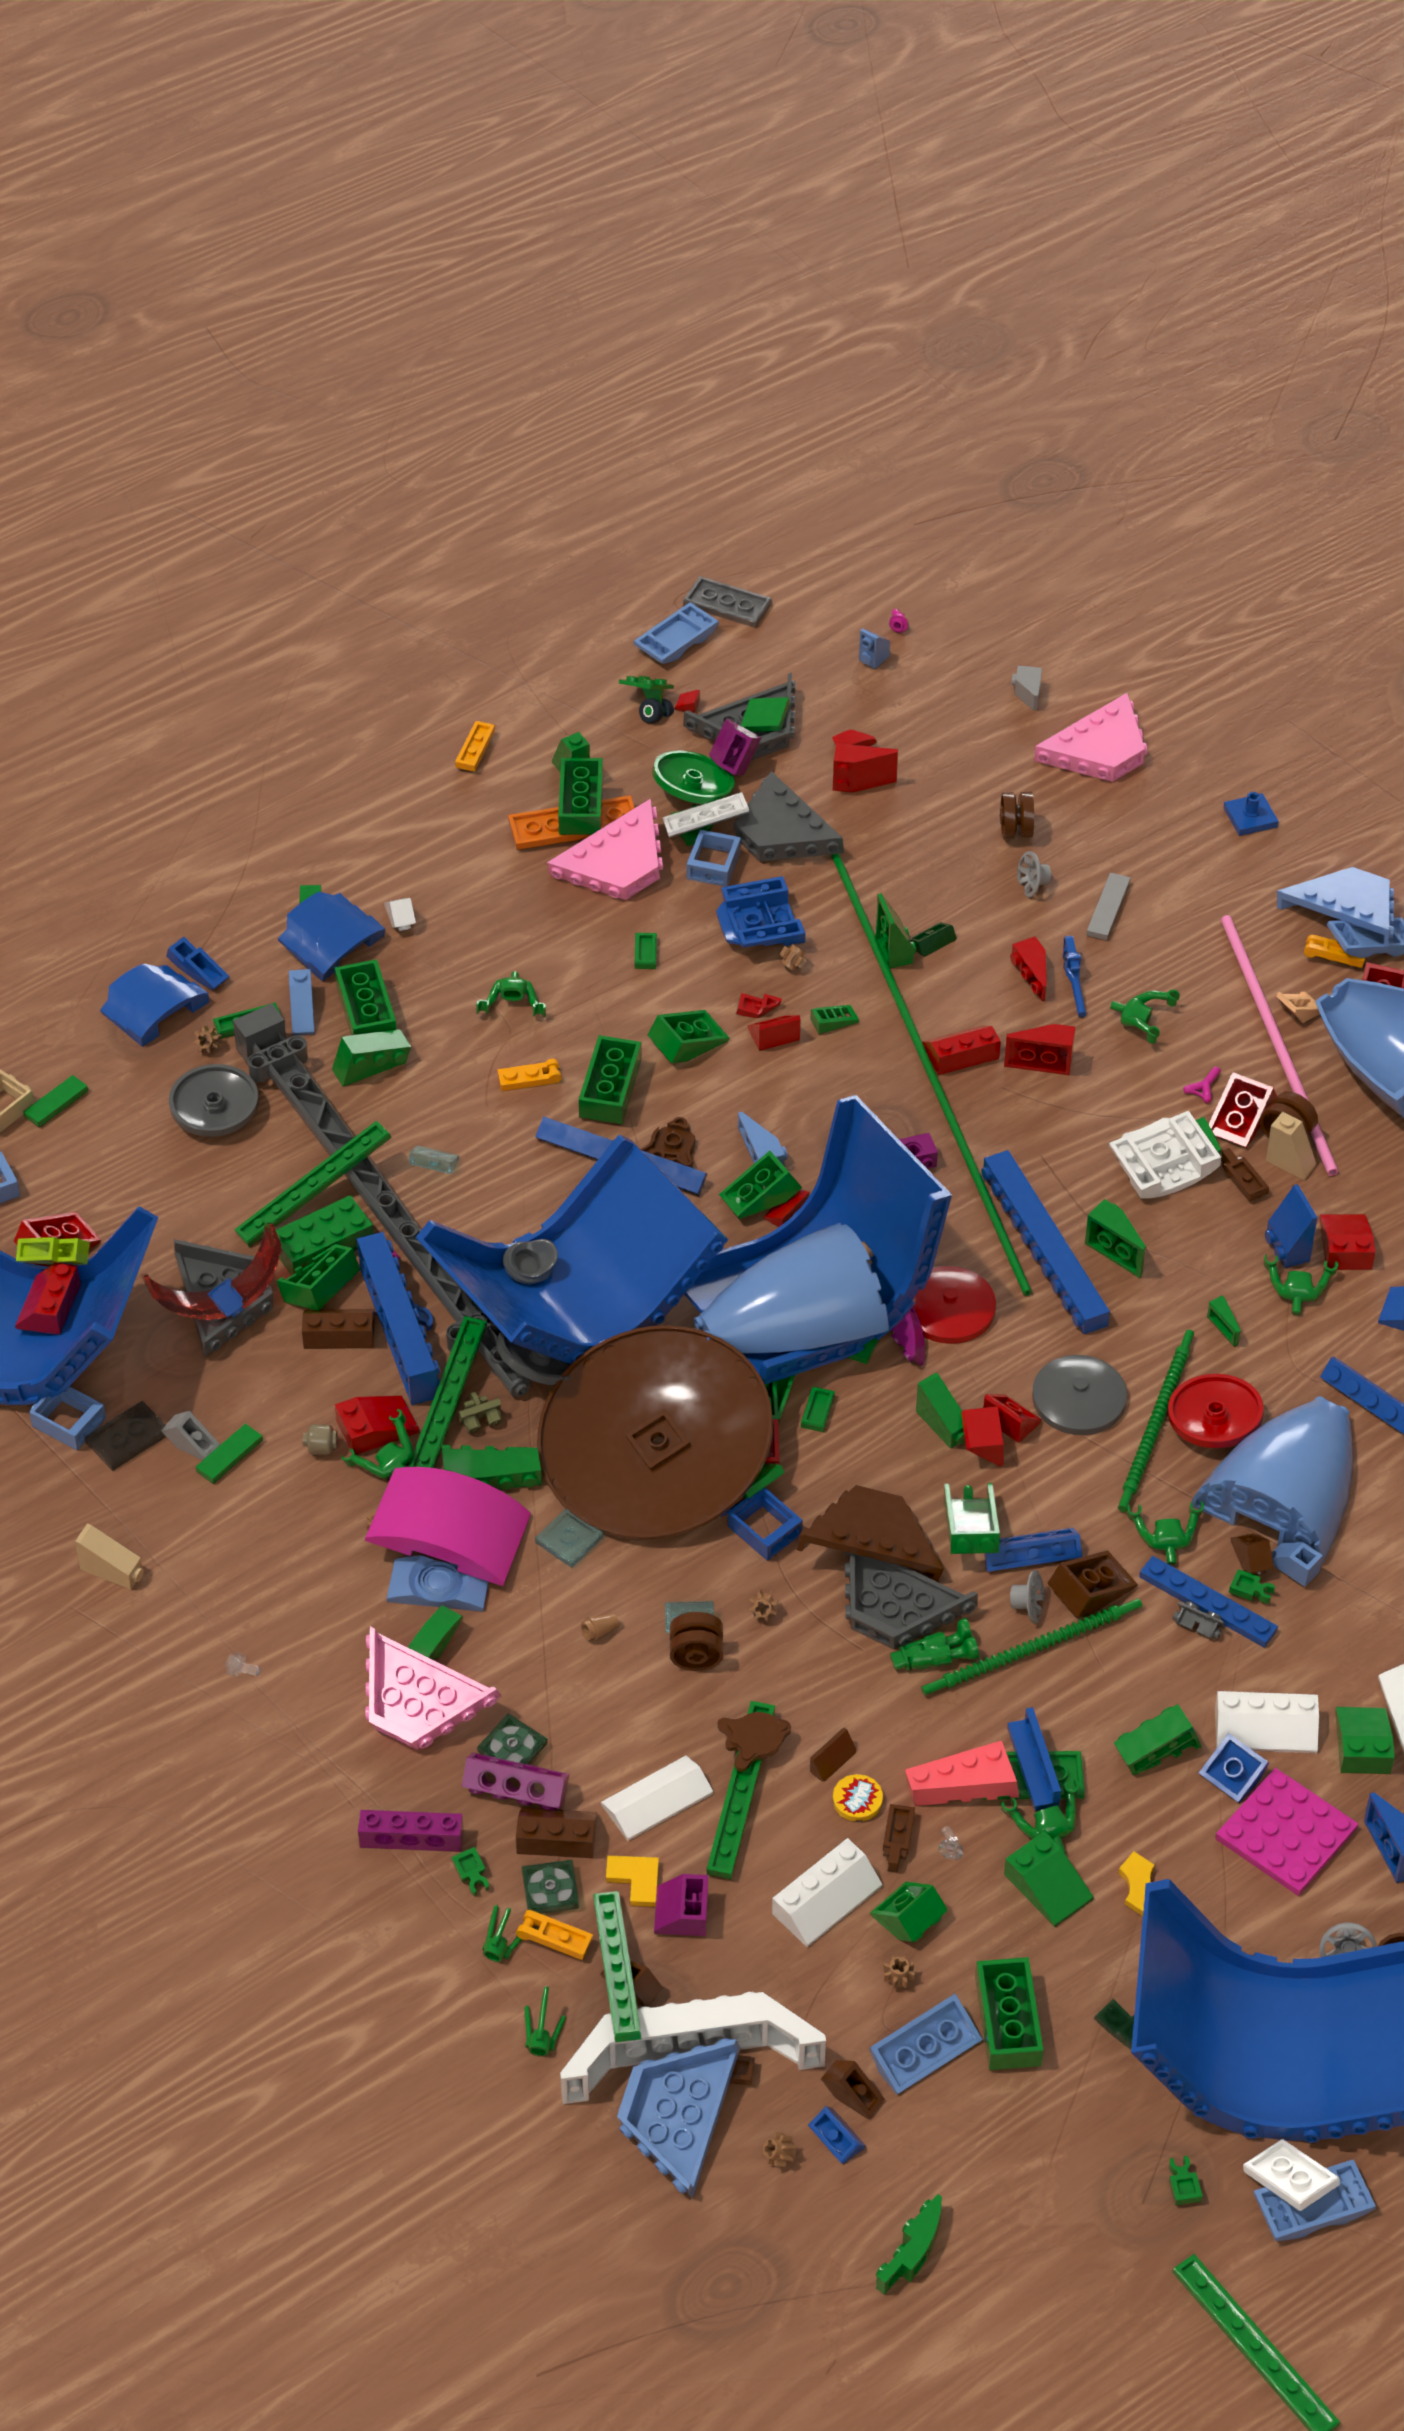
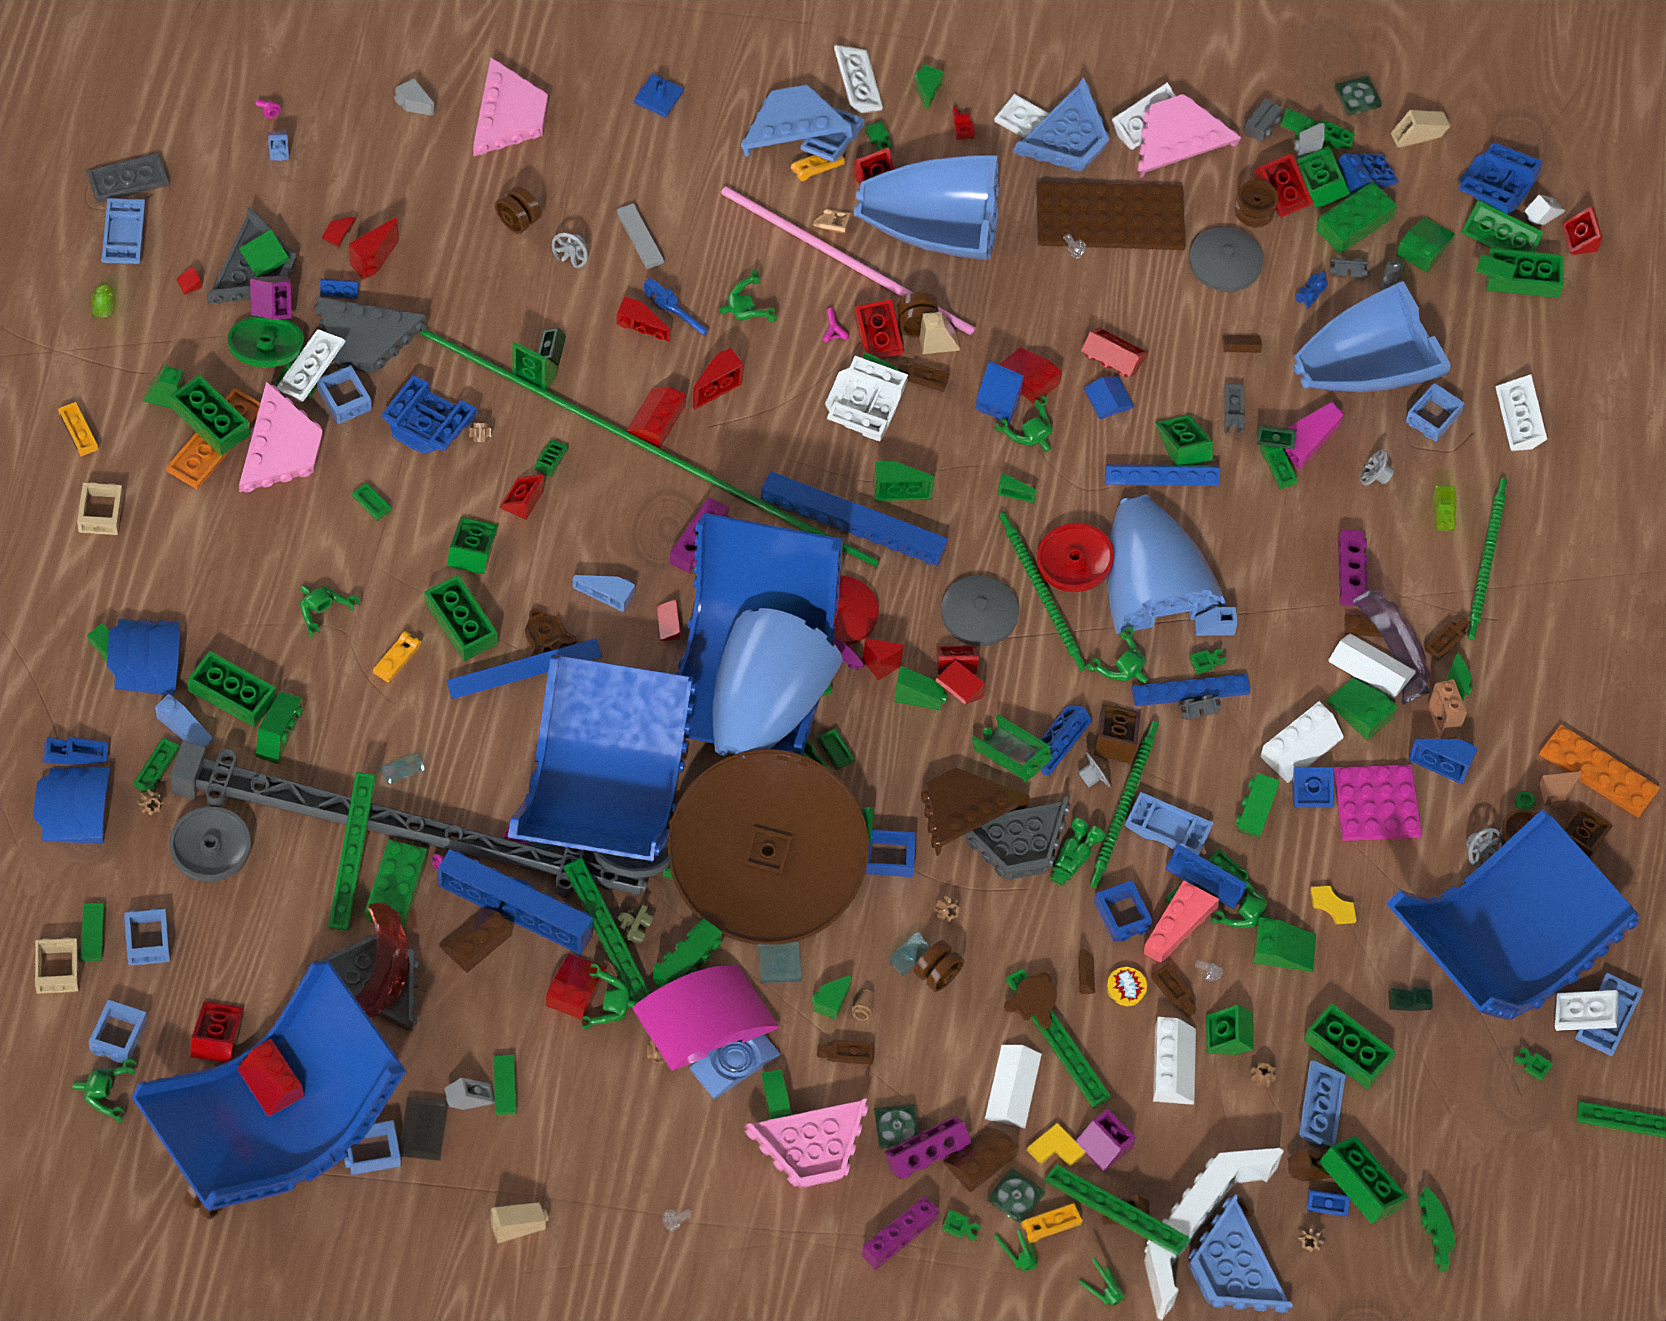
camera: 50 degrees left, 10 degrees up
(52, 1250) = (242, 1042): lime slope -> none
(79, 1149) = (149, 954): none -> medium blue window
(227, 1298) = (396, 979): blue window -> none
(320, 1439) = (557, 1026): dark tan head -> none
(321, 1279) = (432, 915): green wedge -> none
(400, 913) = (173, 600): white slope -> none
(423, 827) = (100, 525): none -> tan window
(530, 1261) = (556, 791): dark grey piece -> none
(541, 1652) = (847, 1052): none -> reddish brown hinge
(580, 1597) = (831, 997): none -> green slope
(600, 669) = (102, 301): none -> clear neon green slope
(655, 705) = (160, 289): plate -> none
(756, 1007) = (490, 488): red slope -> none
(760, 1187) = (642, 621): green slope -> none
(803, 782) = (339, 288): none -> blue hinge
(885, 2137) = (1363, 1179): none -> green brick
(929, 1711) = (1117, 894): none -> blue window
(941, 1359) = (882, 657): none -> red slope
(1052, 1693) = (1168, 824): none -> medium blue slope
(1253, 1553) = (1186, 636): reddish brown slope -> none

